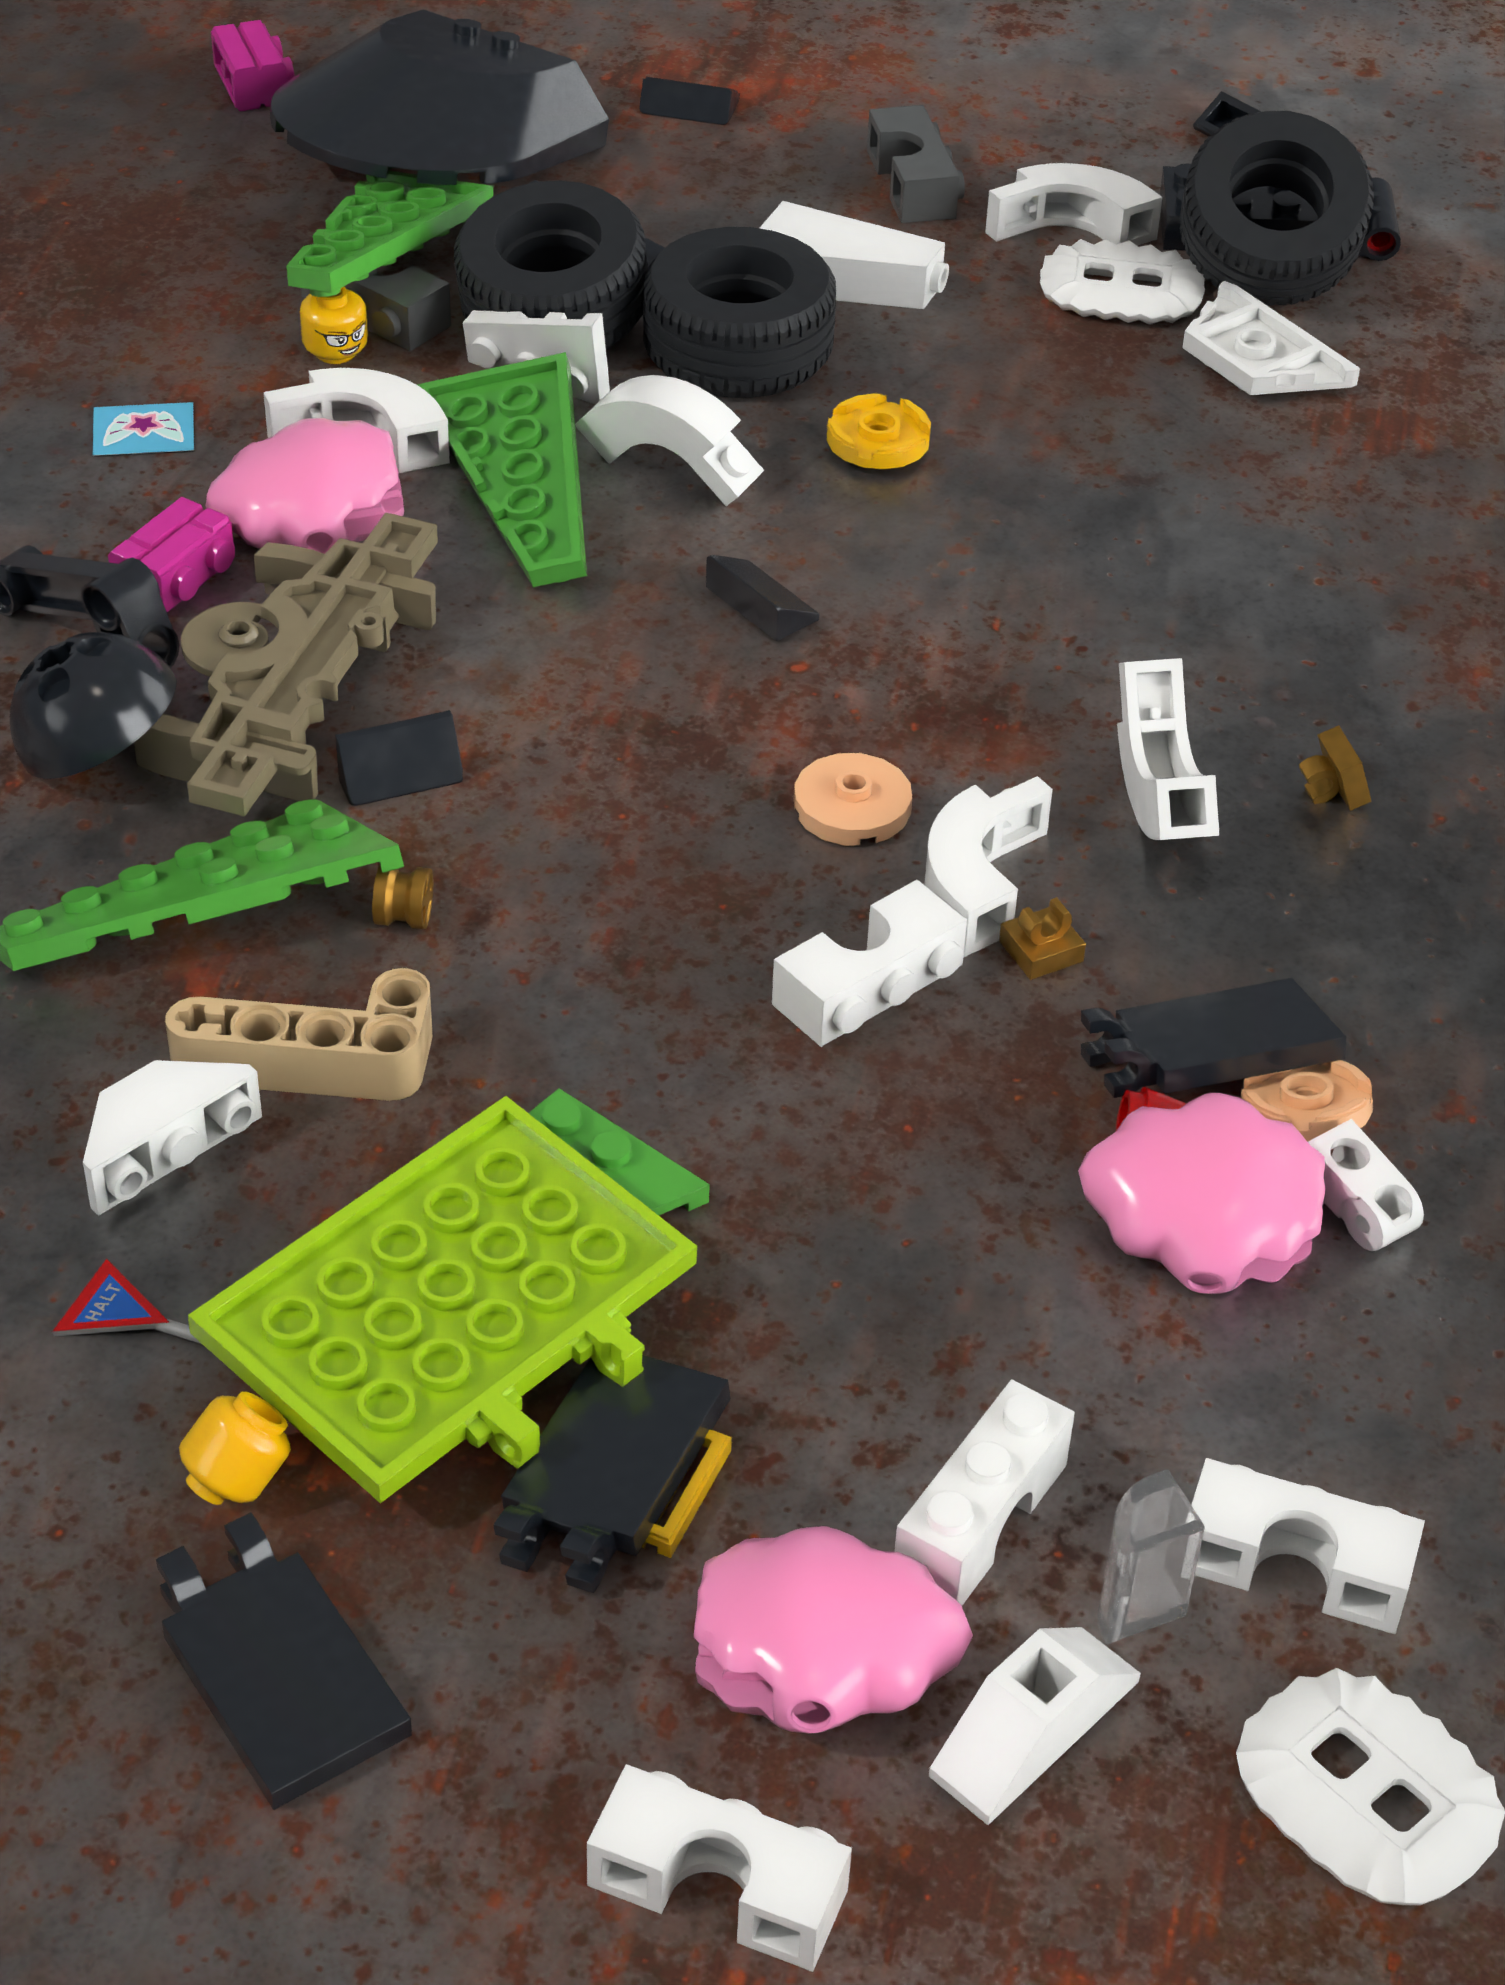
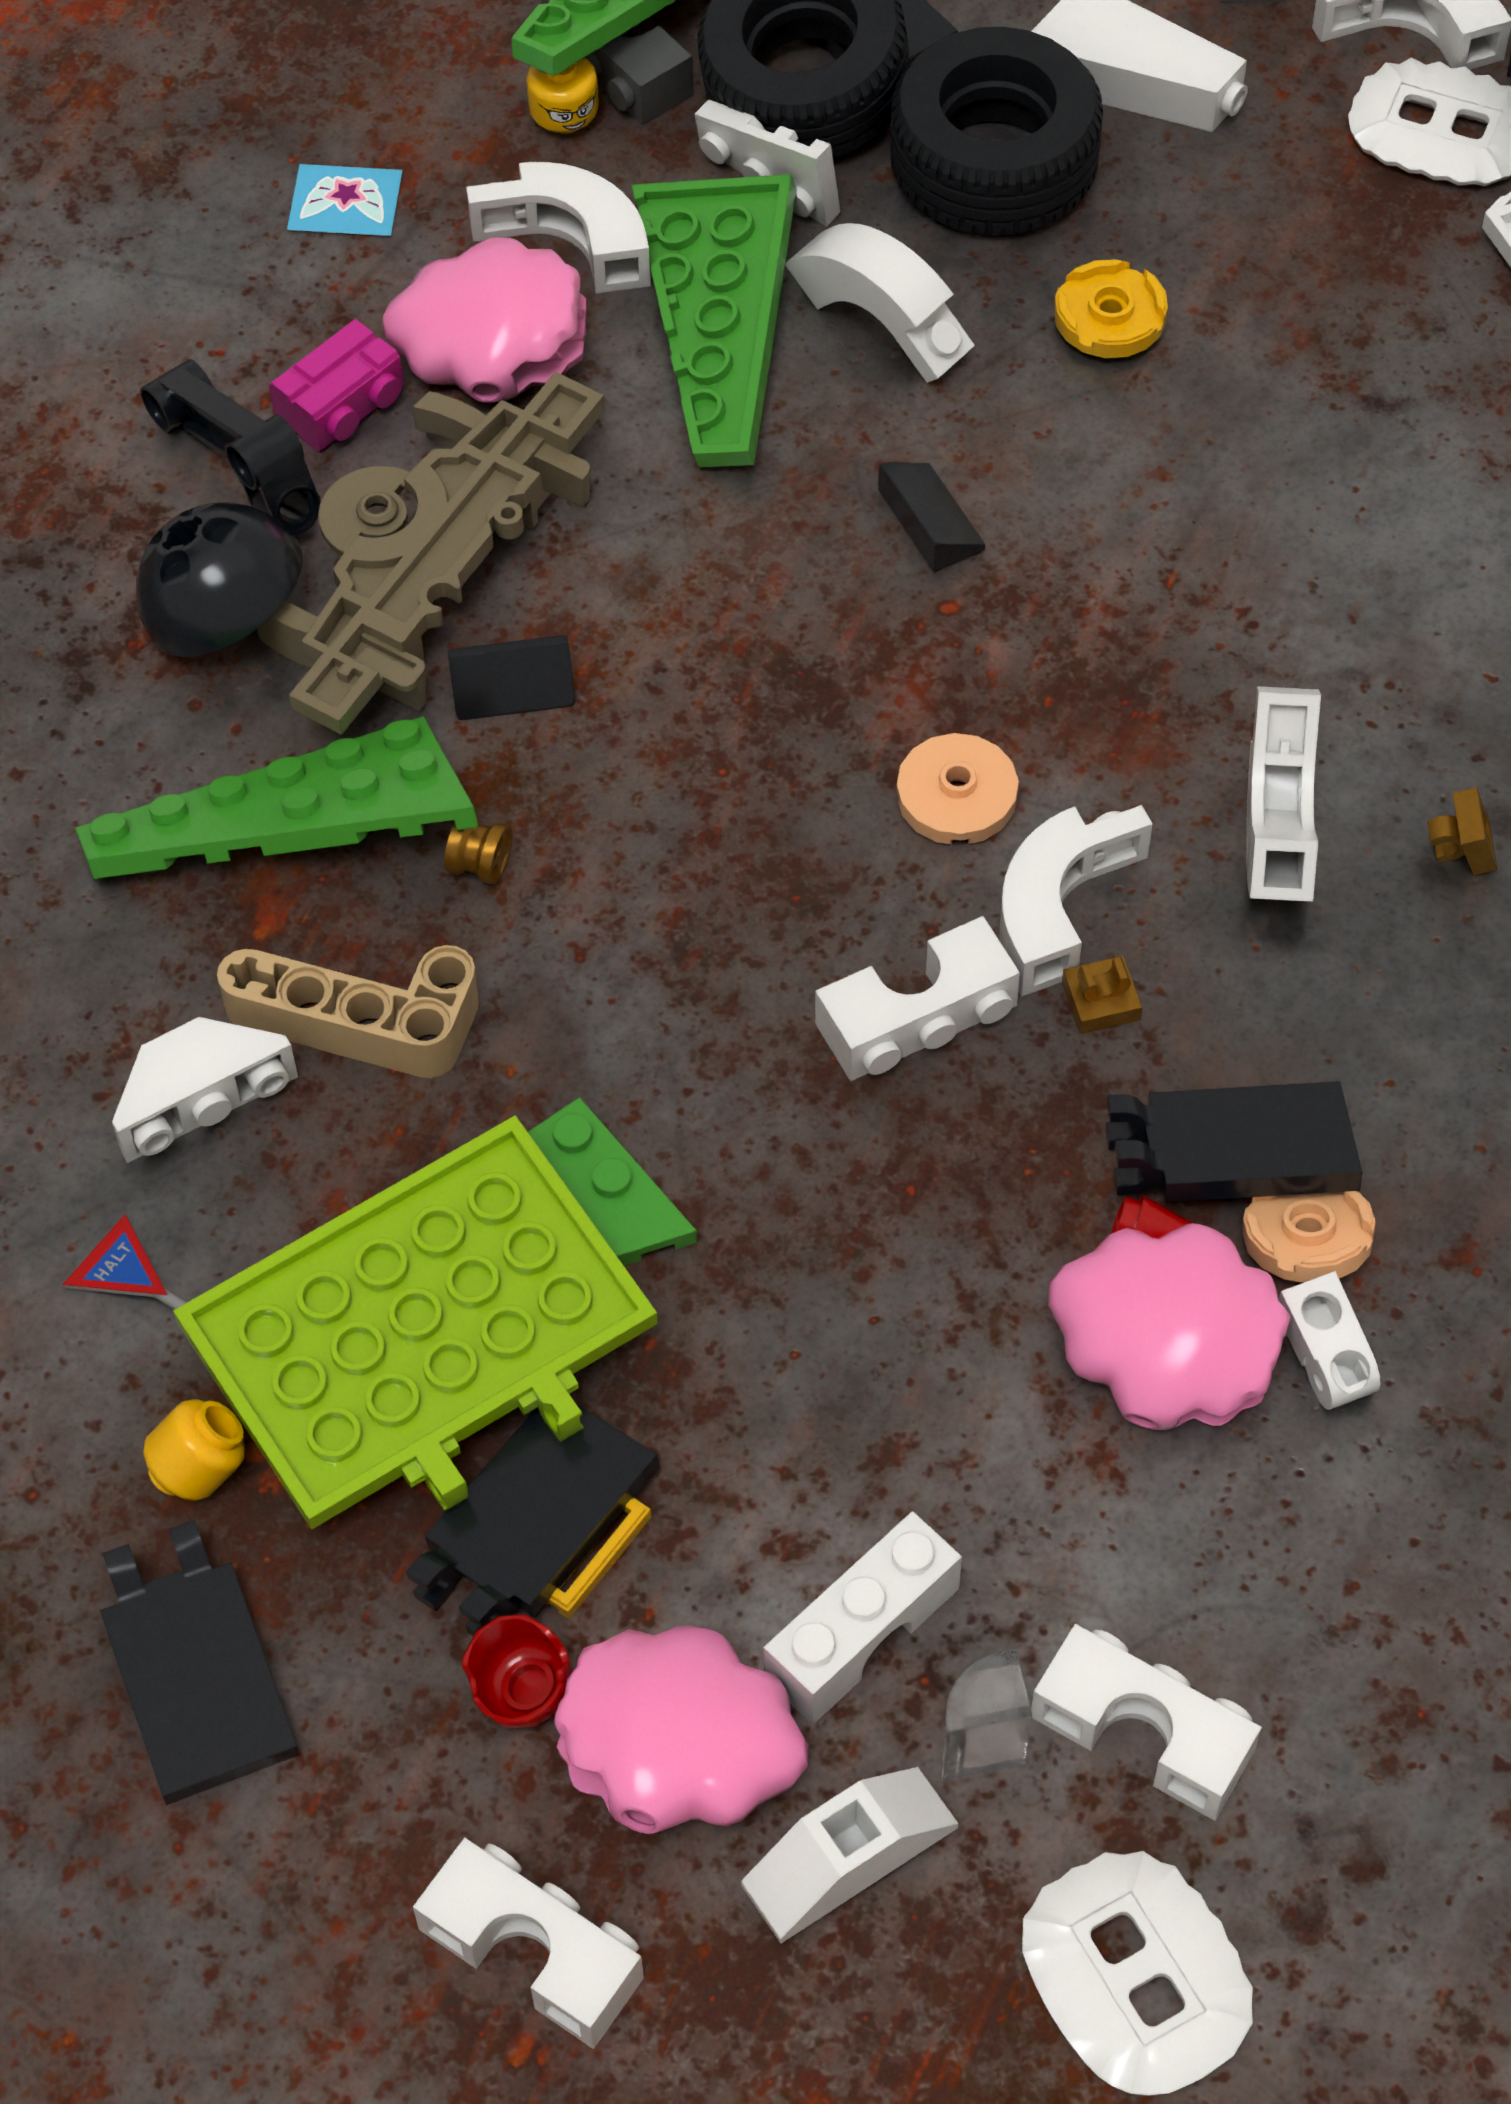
camera: 15 degrees right, 15 degrees up
(637, 1600) = (517, 1671): none -> red hair

